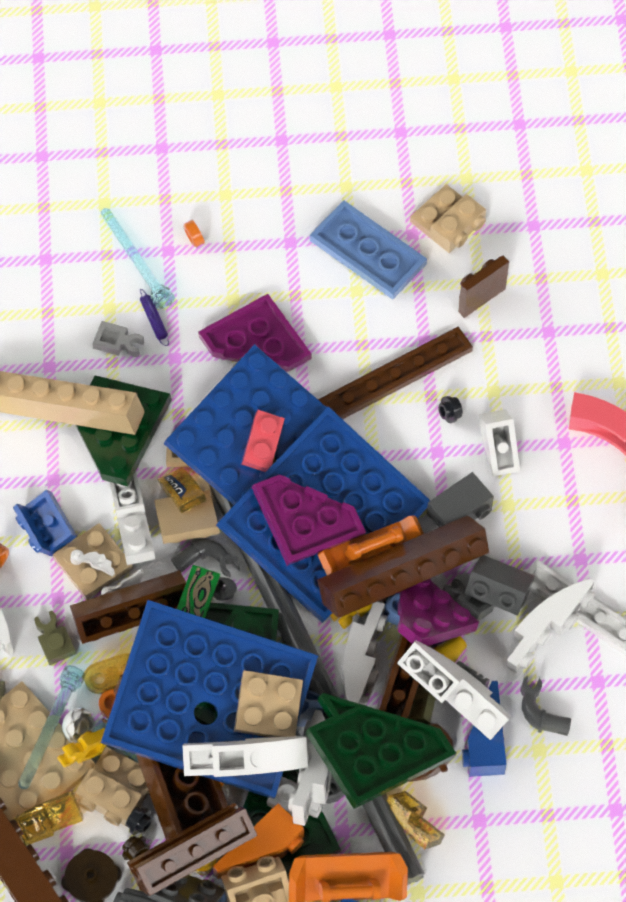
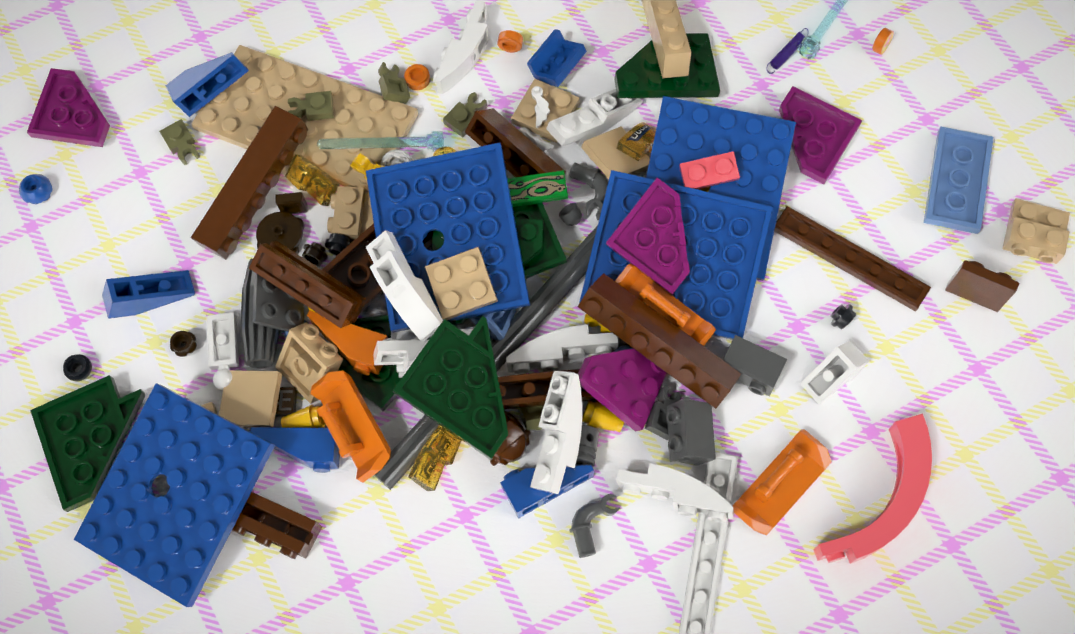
camera: 70 degrees right, 5 degrees up
(65, 848) = (291, 203): none -> dark brown tile
(114, 338) = (749, 30): light grey plate -> none
(576, 534) = (782, 483): none -> orange piece

